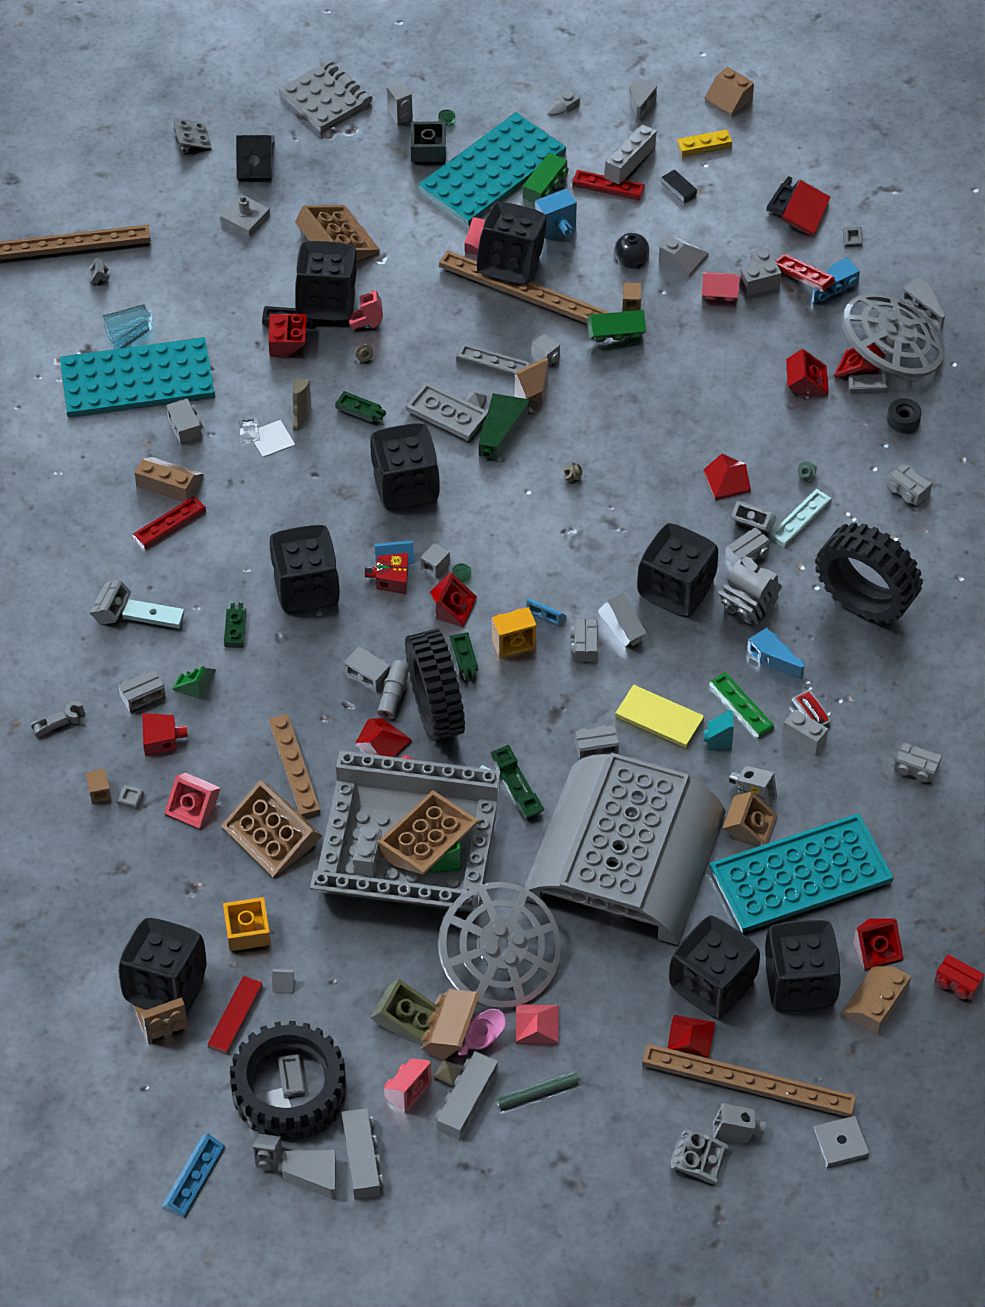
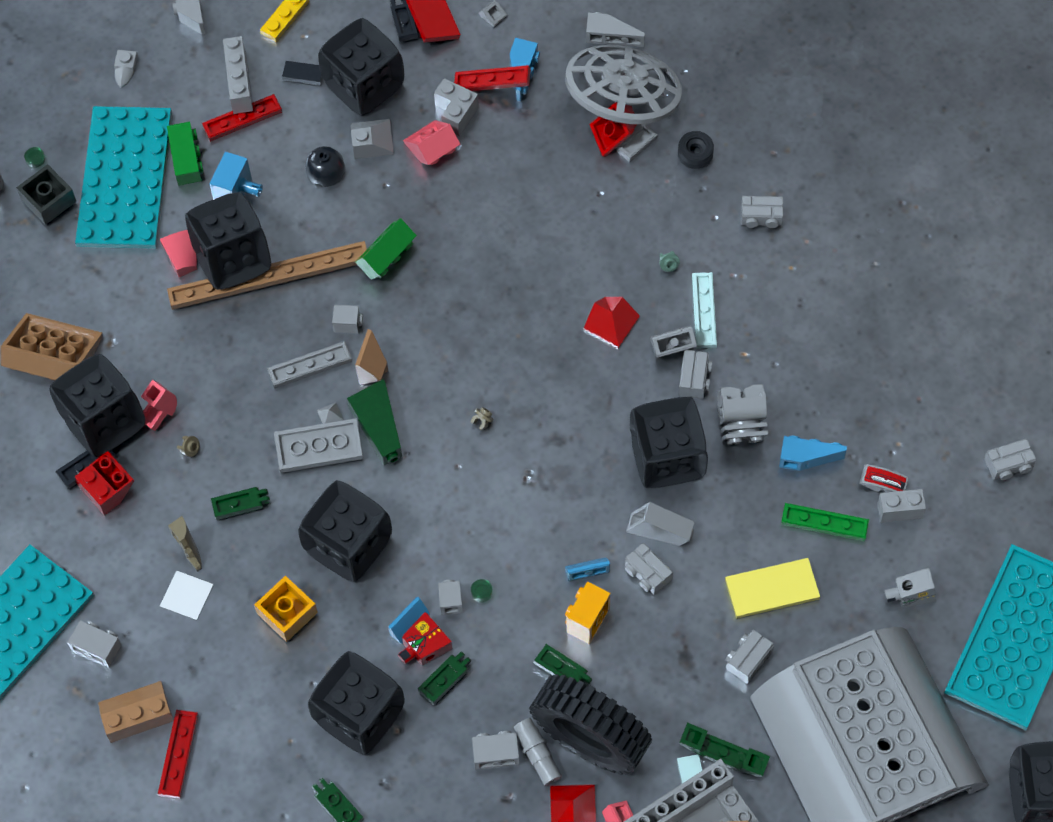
camera: 40 degrees left, 10 degrees up
(249, 430) = (163, 605): clear slope -> none
(322, 487) = (286, 608): none -> light orange brick
(382, 603) = (444, 678): none -> dark green hinge
(452, 600) = (504, 624): red slope -> none
(631, 297) = (369, 210): medium nougat brick -> none
(716, 201) = (361, 66): none -> black piece
(720, 732) = (839, 562): teal slope -> none
(749, 819) = (936, 623): medium nougat slope -> none
(806, 374) = (583, 173): red slope -> none
(881, 555) = (858, 328): black tyre -> none

